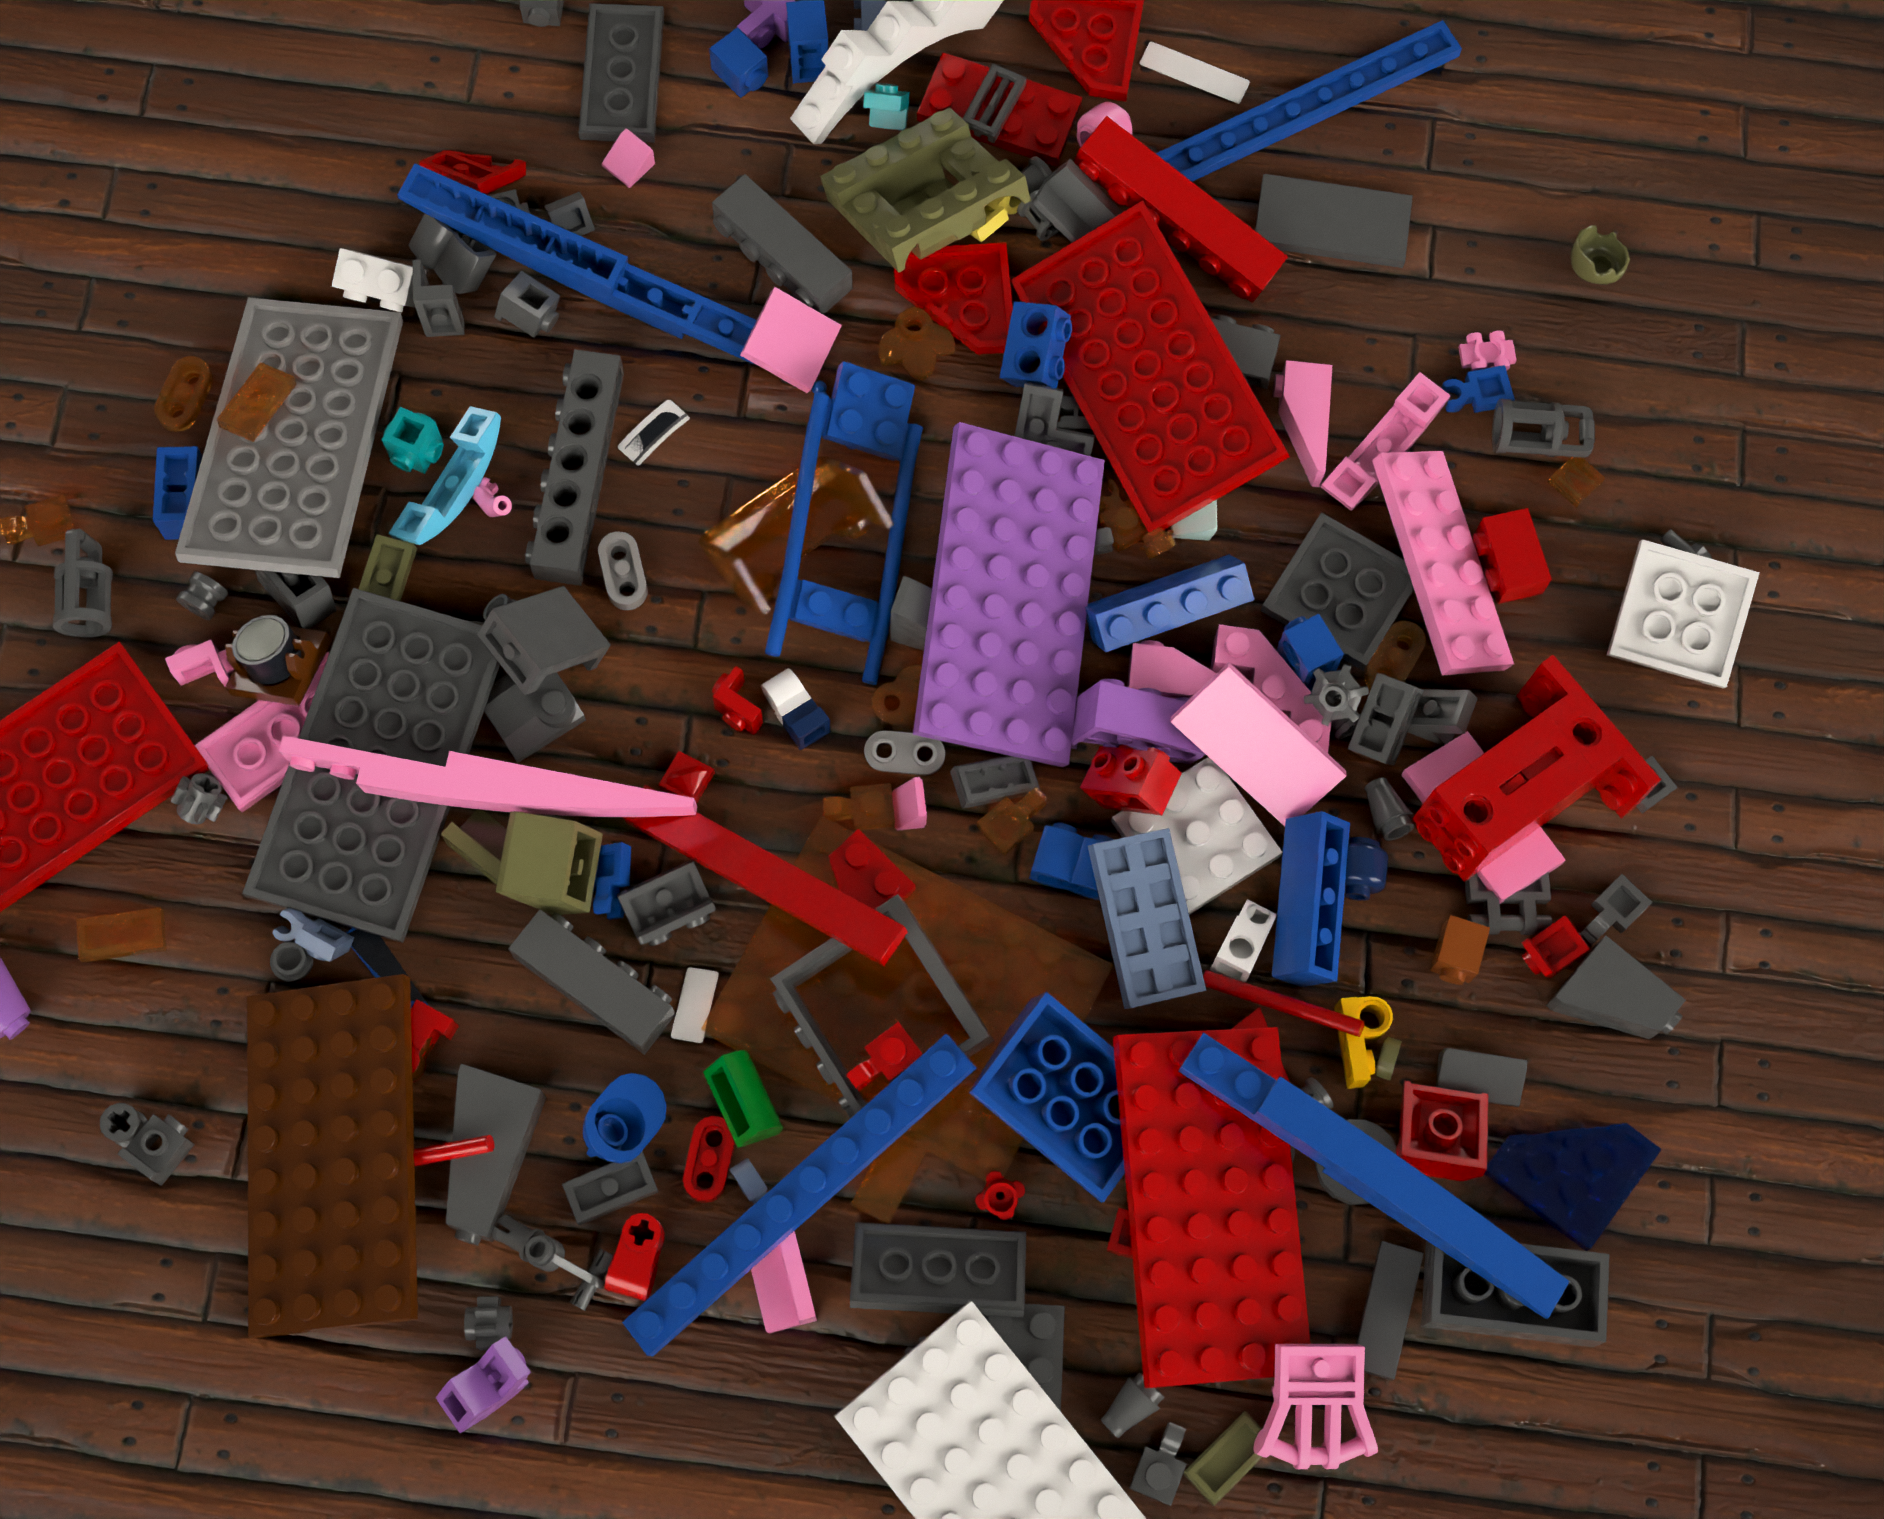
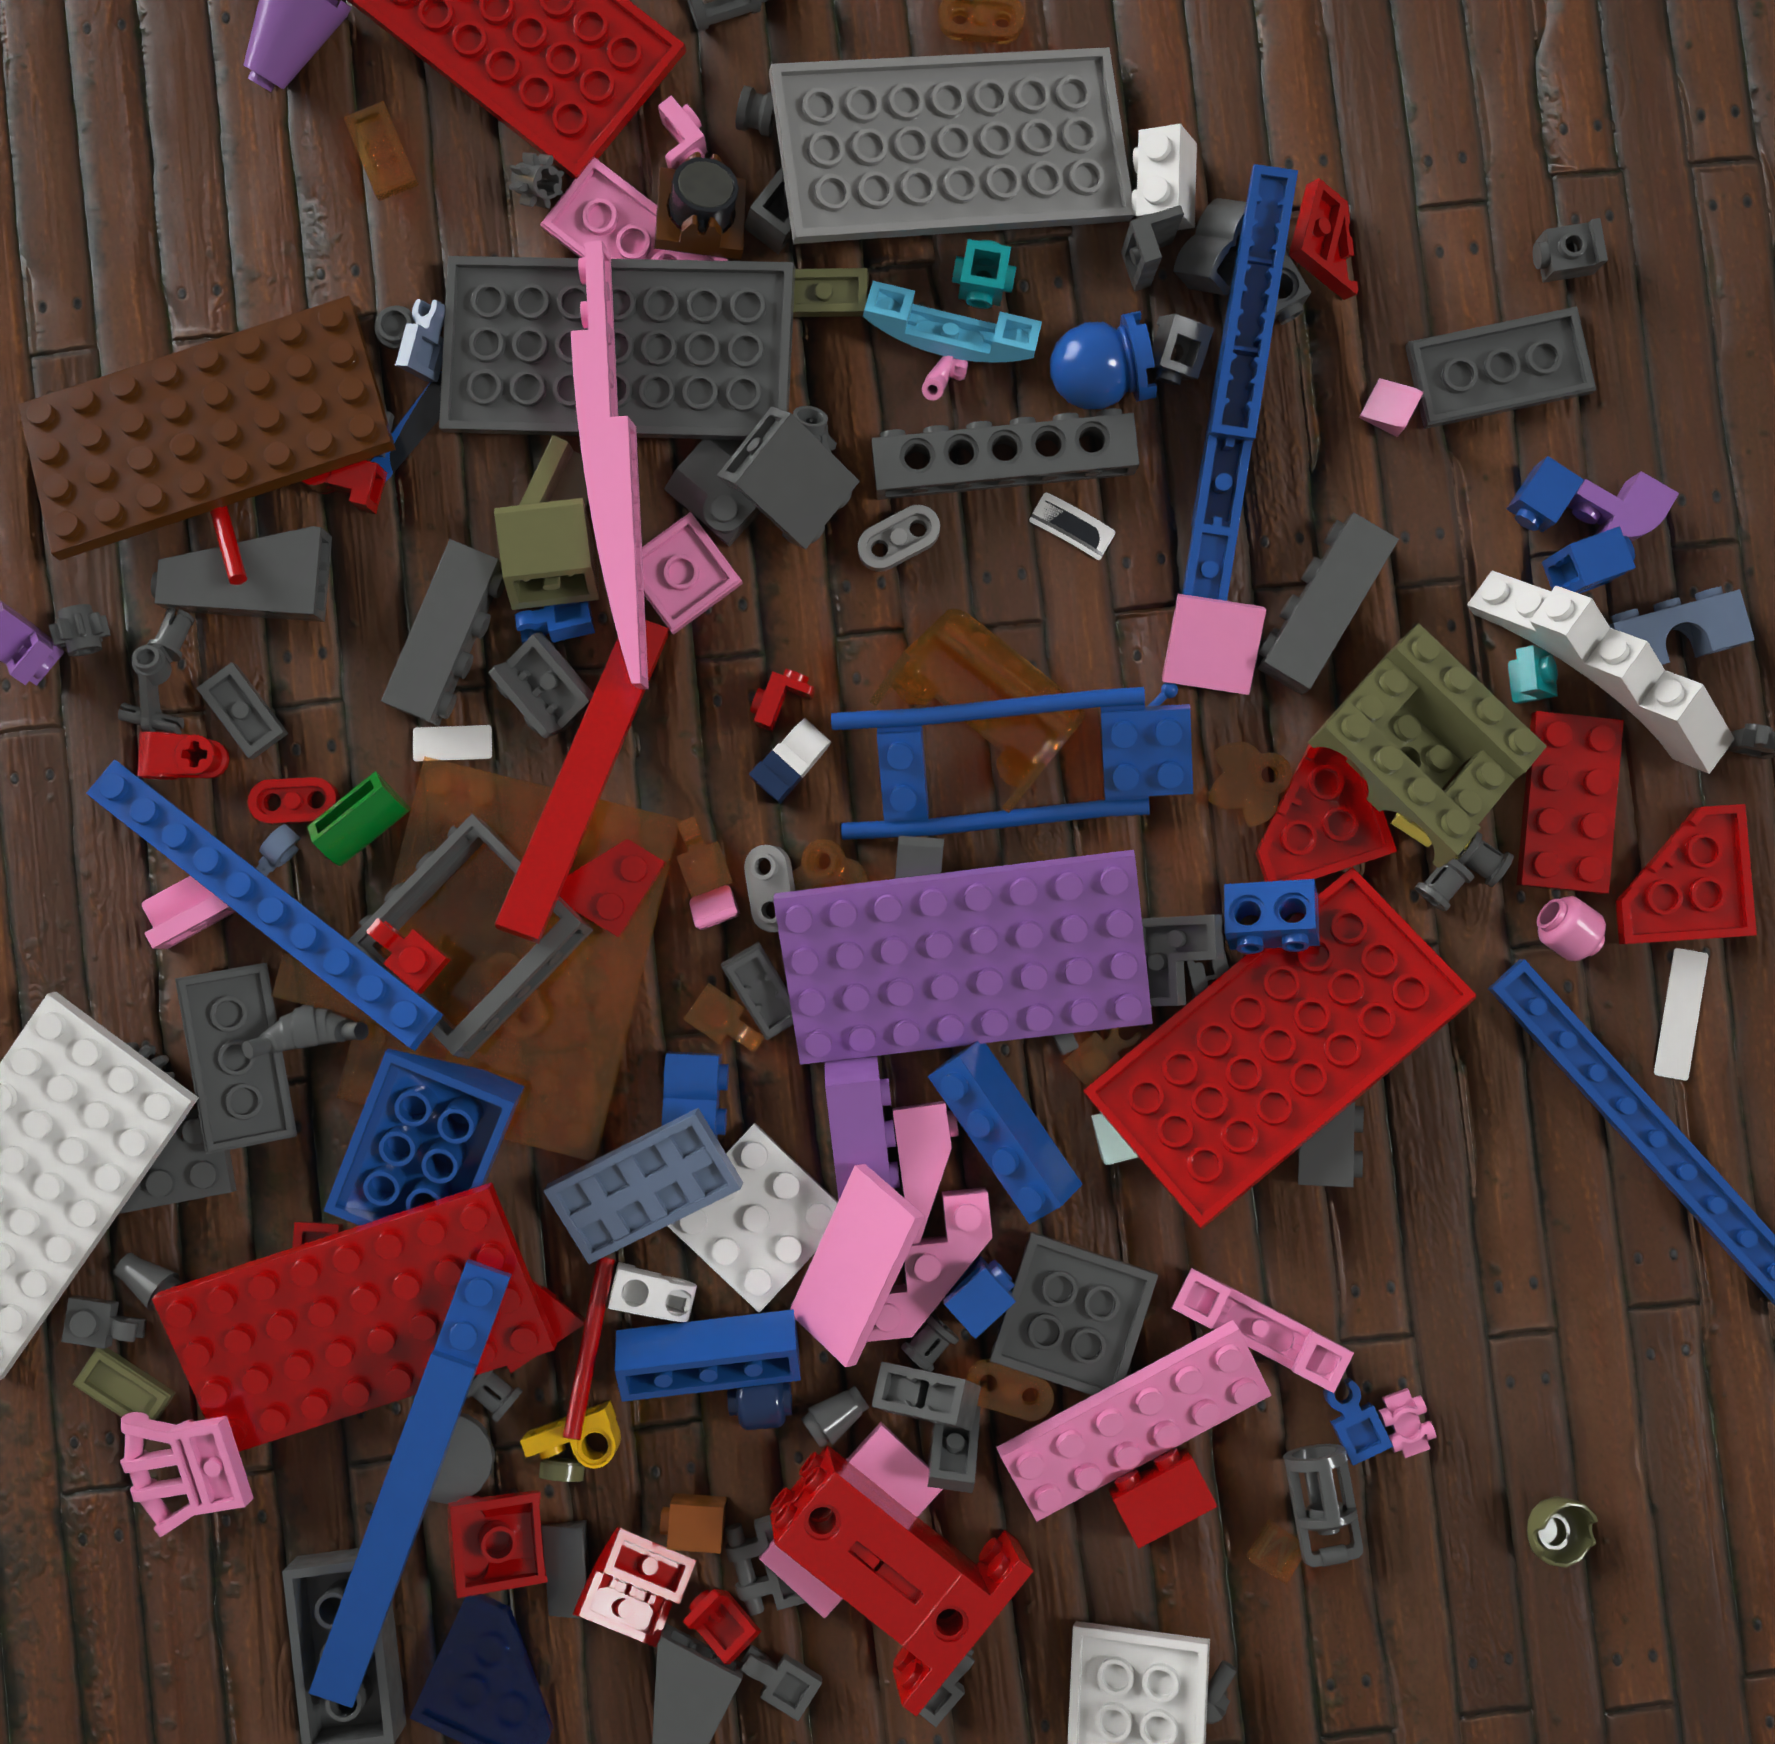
camera: 75 degrees right, 15 degrees up
(114, 1116) = (189, 208): dark grey bush -> none
(160, 1163) = (158, 254): dark grey brick -> none
(174, 485) = (863, 38): blue brick -> none
(256, 401) = (976, 93): clear orange plate -> none
(524, 359) = (1101, 363): none -> blue tile
(571, 214) = (1298, 361): dark grey tile -> none
(599, 752) = (685, 573): none -> bright pink tile
(624, 1118) = (305, 705): blue piece -> none
(686, 777) = (687, 669): red tile -> none
(928, 1190) = (304, 1029): none -> dark grey piece
(981, 127) = (1531, 788): dark grey tile -> none
(1001, 1207) = (325, 1101): red plate -> none
(1074, 202) = (1460, 917): dark grey panel -> none
(1131, 779) = (788, 1136): red brick -> none
(1157, 542) = (1076, 1103): clear orange plate -> none
(1180, 209) = (1484, 1038): red brick -> none
(1305, 410) = (1278, 1232): bright pink slope -> none
(1334, 220) = (1529, 1214): dark grey tile -> none
(1343, 683) = (930, 1339): dark grey rock -> none
(1388, 1308) = (305, 1518): dark grey tile -> none
(1506, 1016) = (634, 1587): none -> slope

